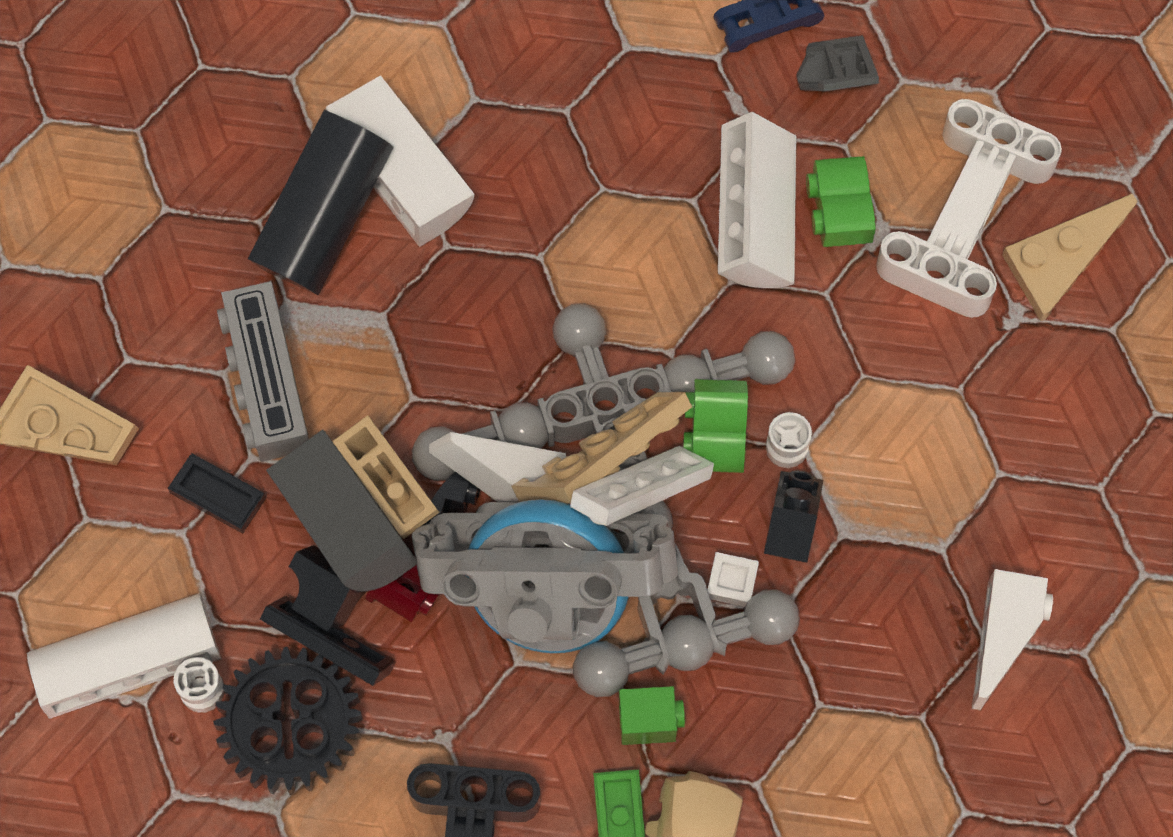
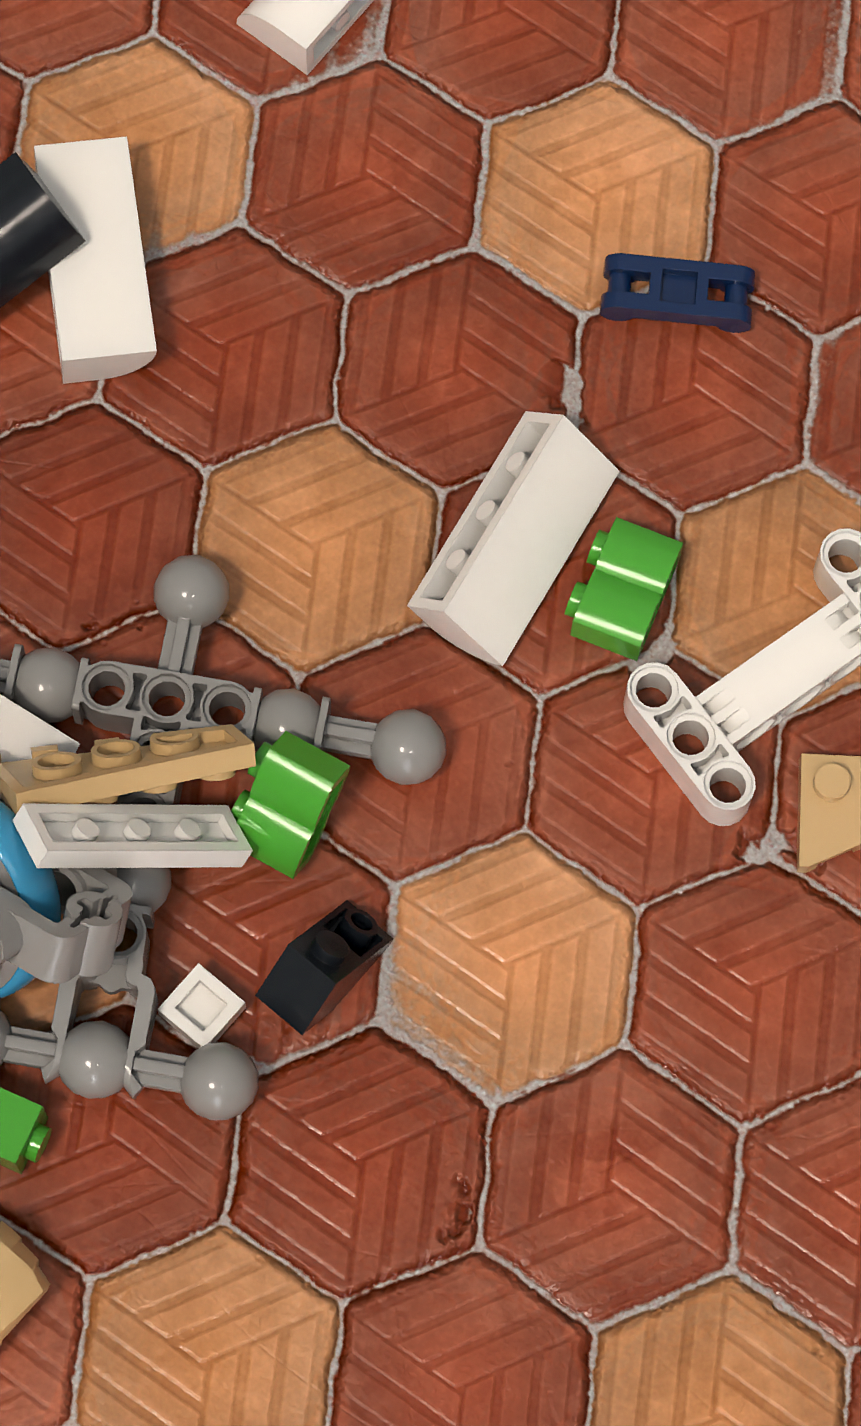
camera: 25 degrees right, 5 degrees up
(792, 431) = (370, 854): white wheel -> none
(837, 65) = (726, 403): dark grey slope -> none
(1011, 617) = (512, 1246): white slope -> none

